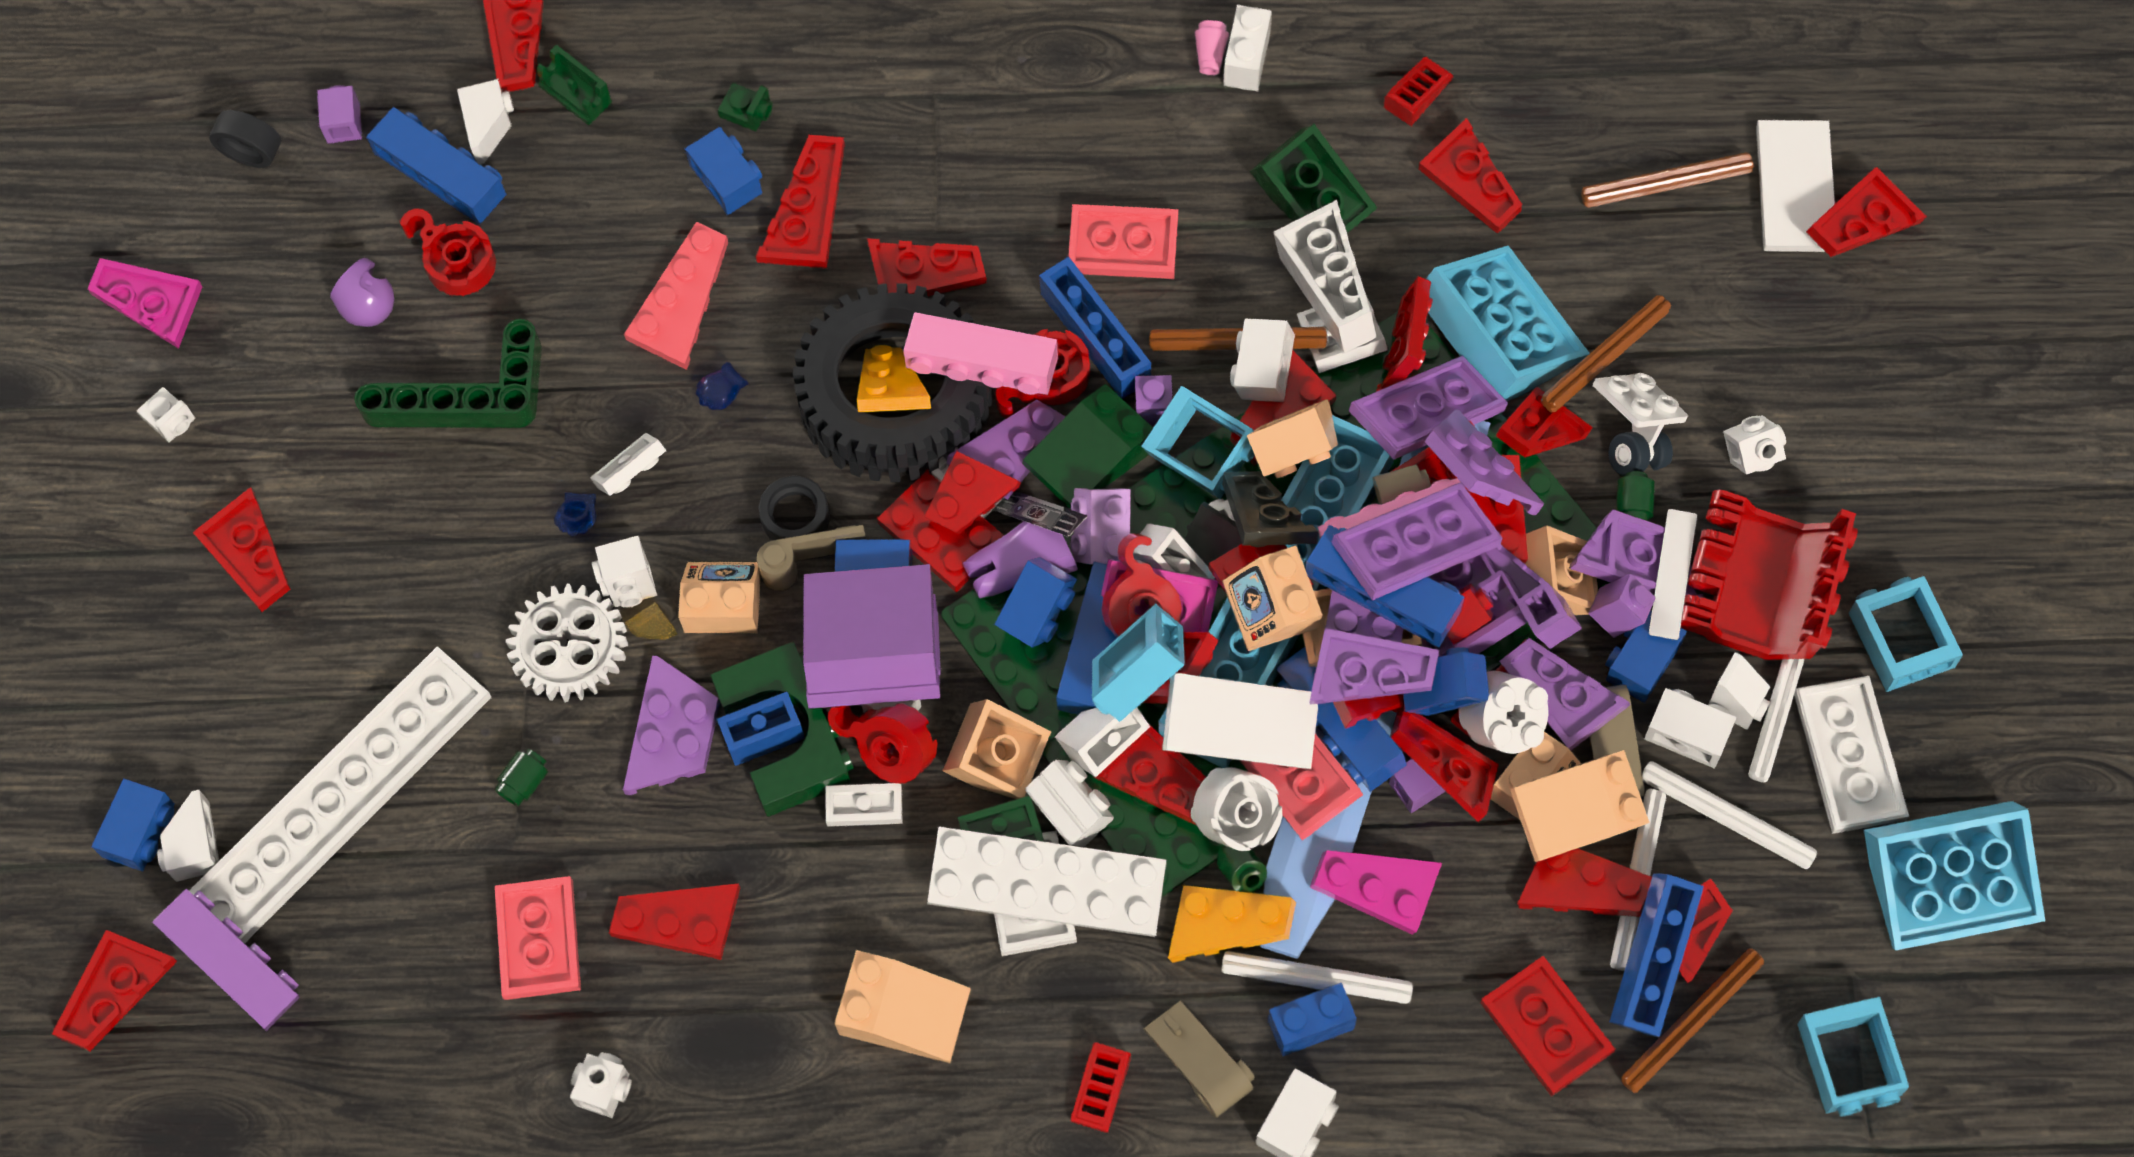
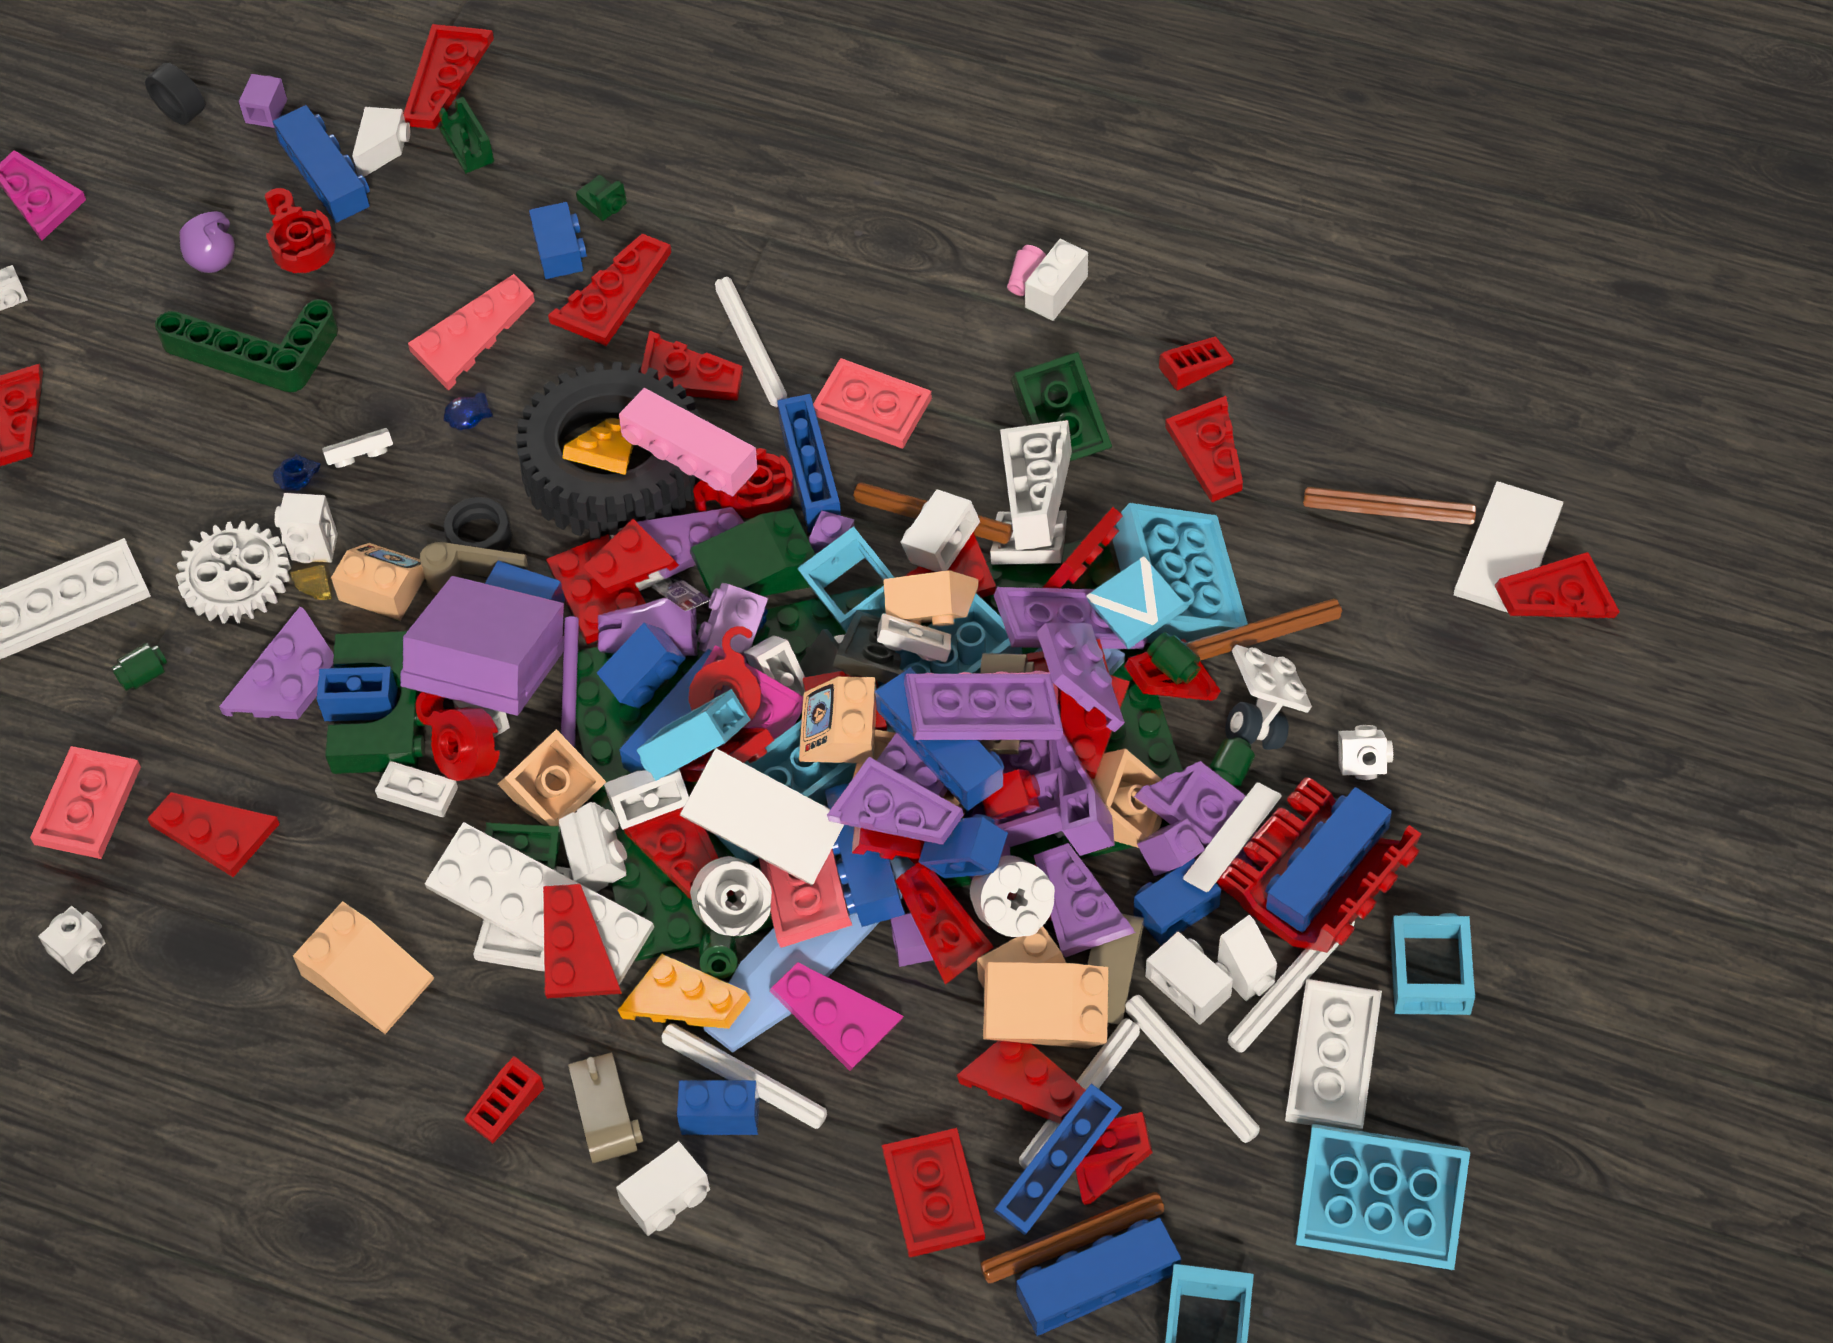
camera: 20 degrees right, 10 degrees down
(963, 637) = (569, 690): none -> medium lavender bar
(971, 214) = (750, 341): none -> white axle
(1104, 912) = (573, 947): none -> red wing
(1301, 485) = (915, 638): none -> white plate
(1488, 370) = (1136, 602): none -> medium azure tile
(1544, 413) = (1174, 658): none -> dark green brick
(1734, 1050) = (1097, 1276): none -> blue brick
(1772, 565) = (1327, 859): none -> blue brick

